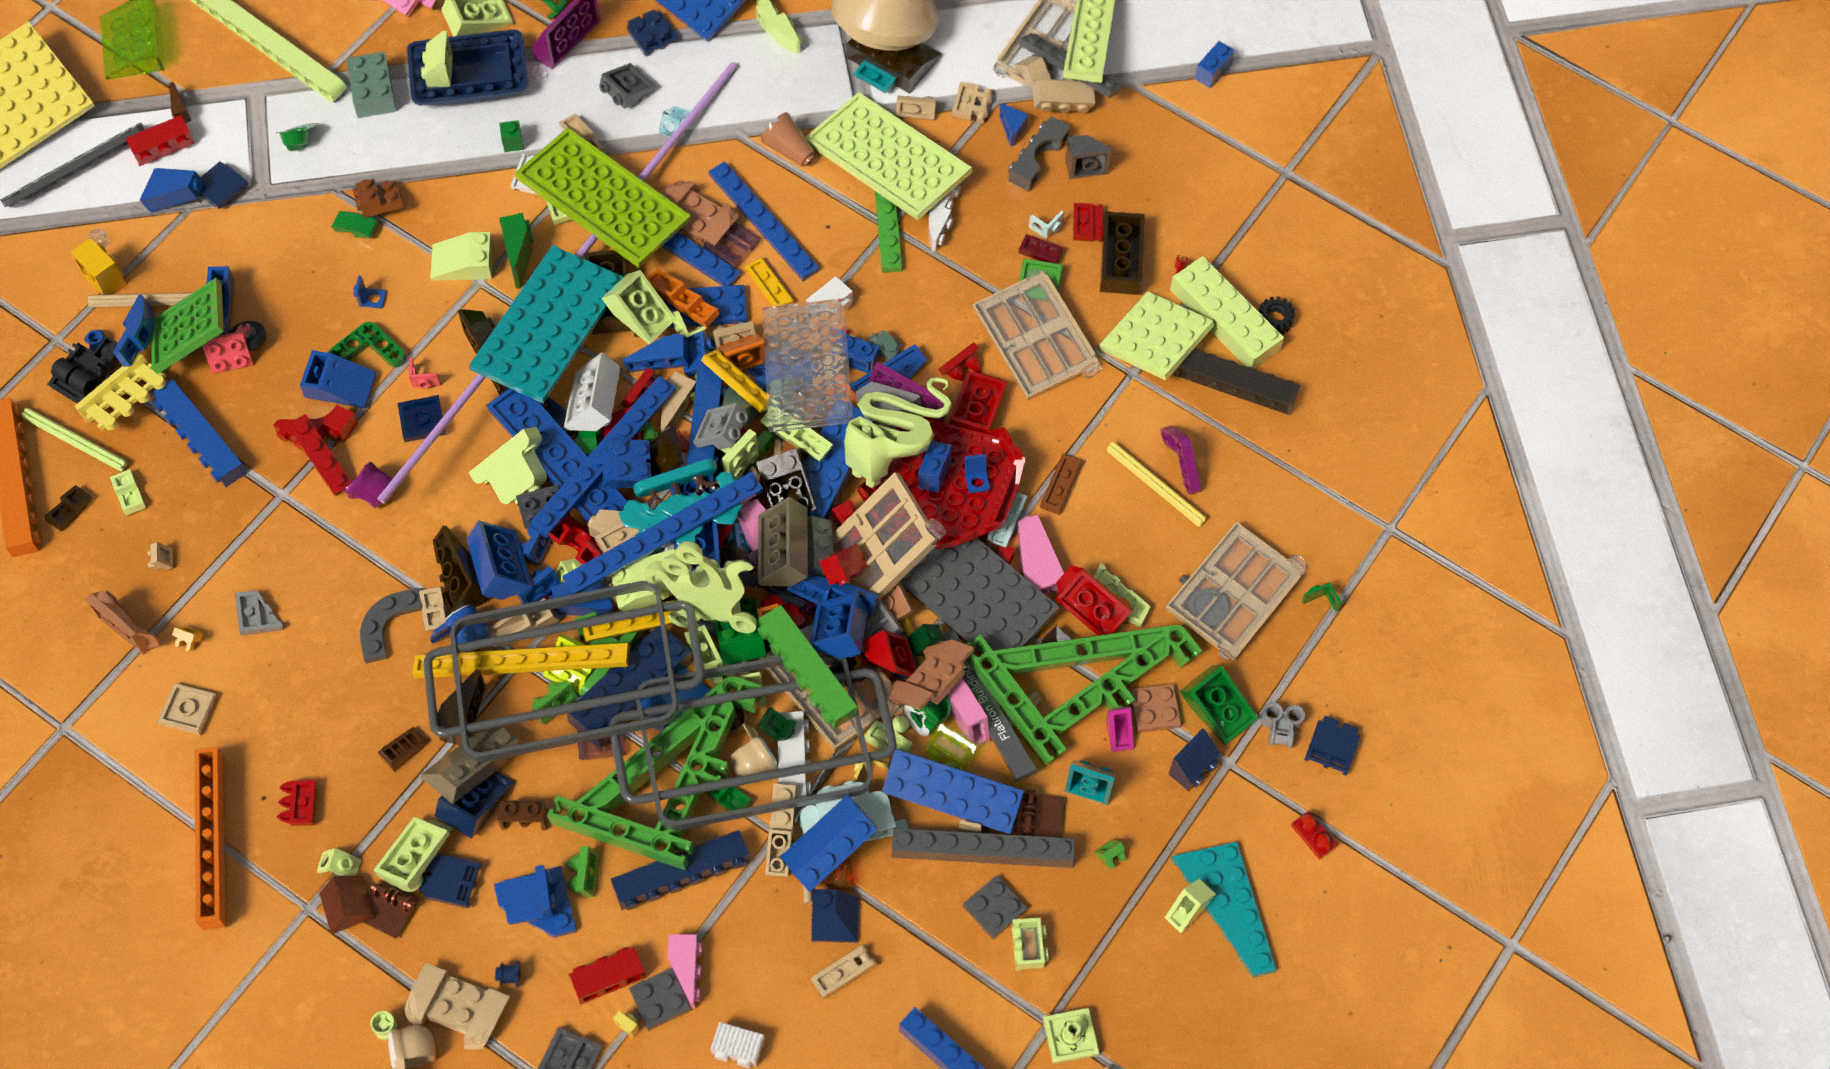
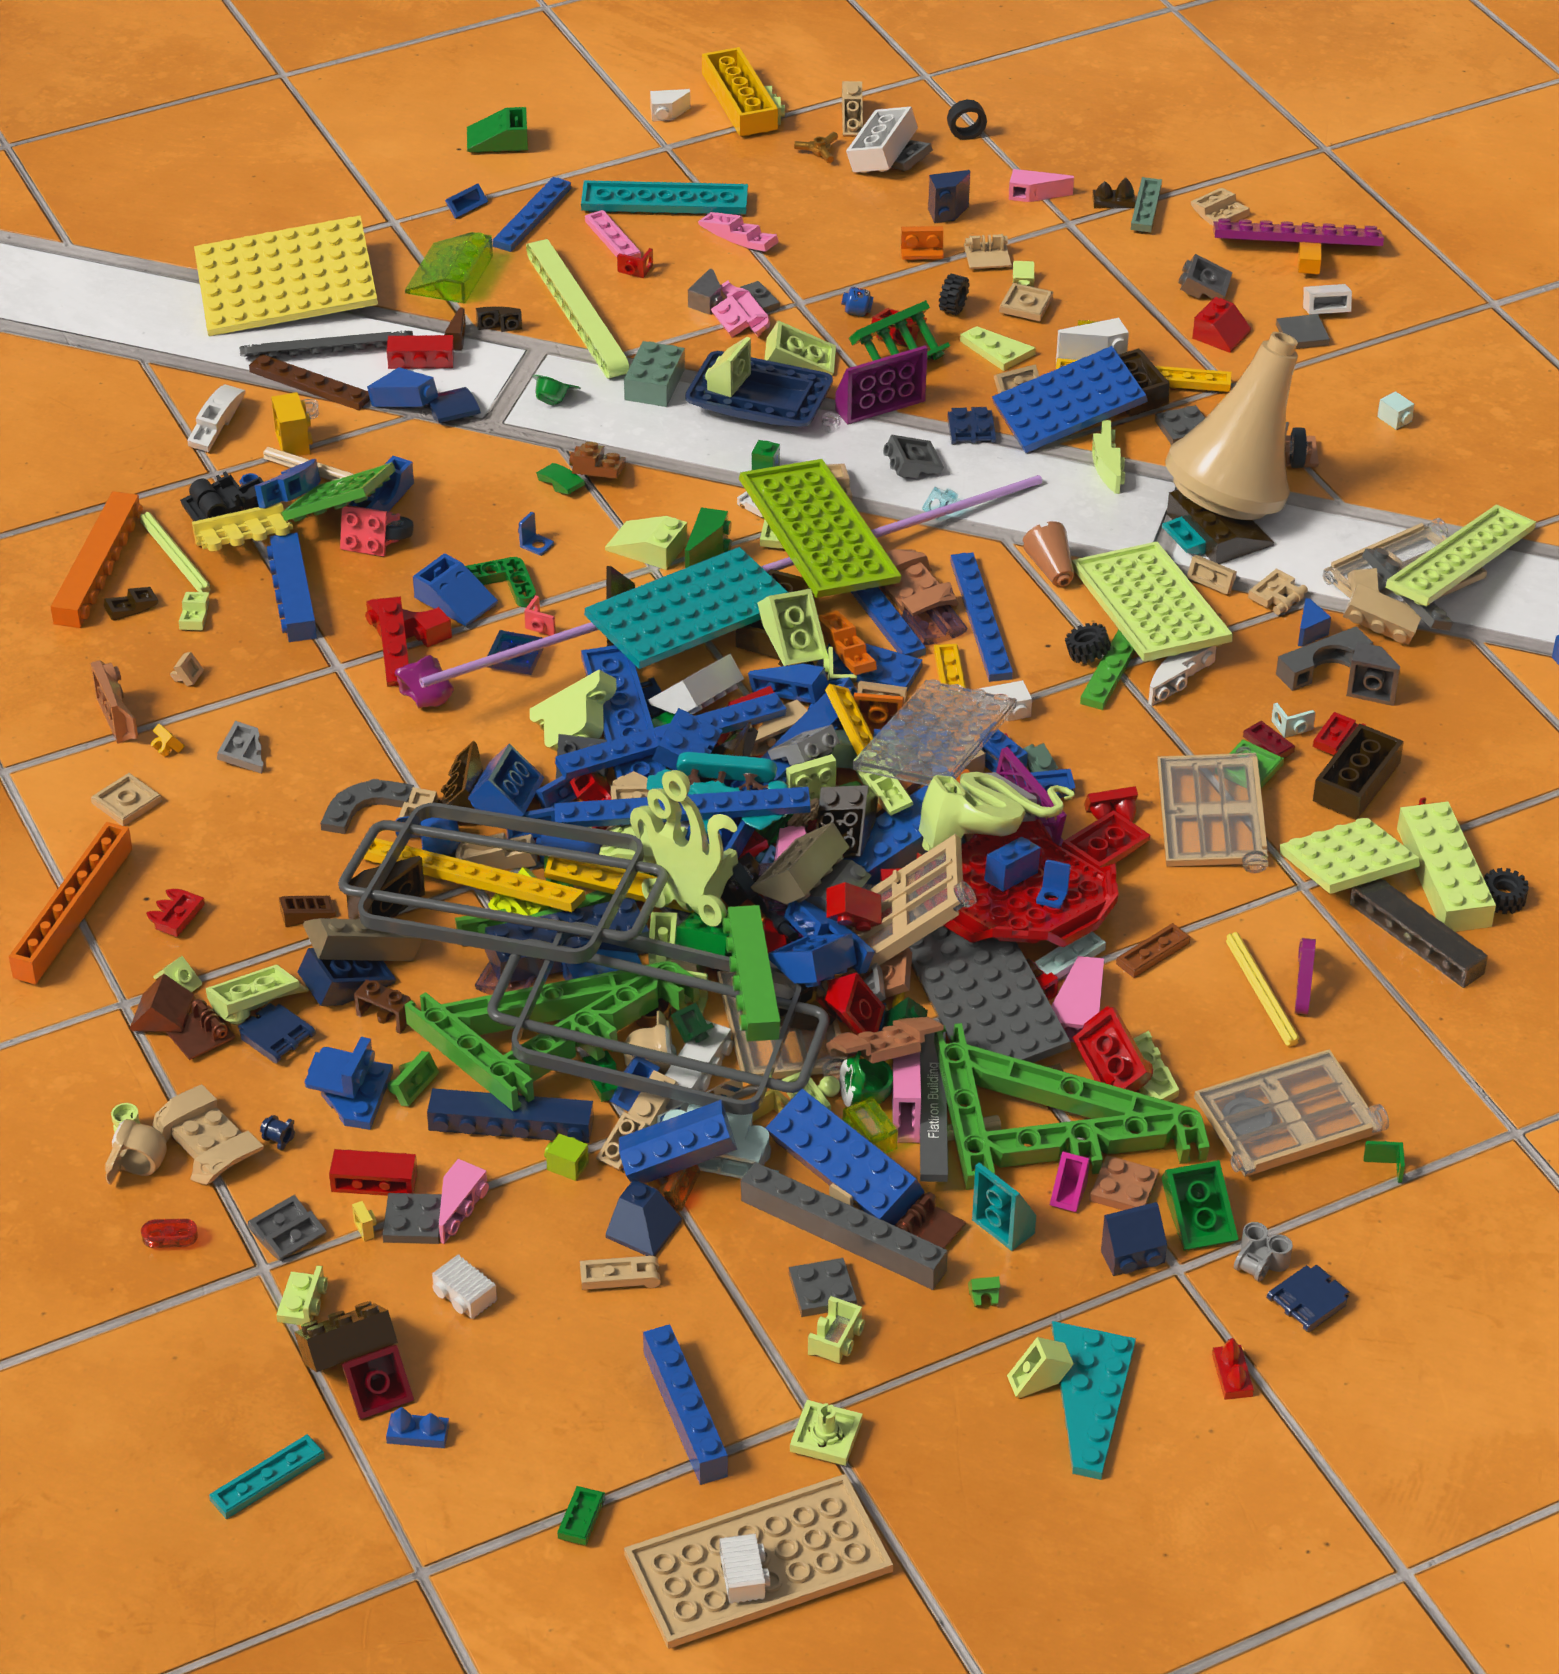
camera: 30 degrees right, 20 degrees down
(24, 283) = (213, 415): none -> white slope
(81, 209) = (309, 382): none -> reddish brown plate
(209, 75) = (503, 317): none -> dark brown slope
(744, 886) = (567, 1156): none -> lime brick
(759, 794) = (626, 1097): none -> blue slope
(867, 222) = (1088, 643): none -> black tyre

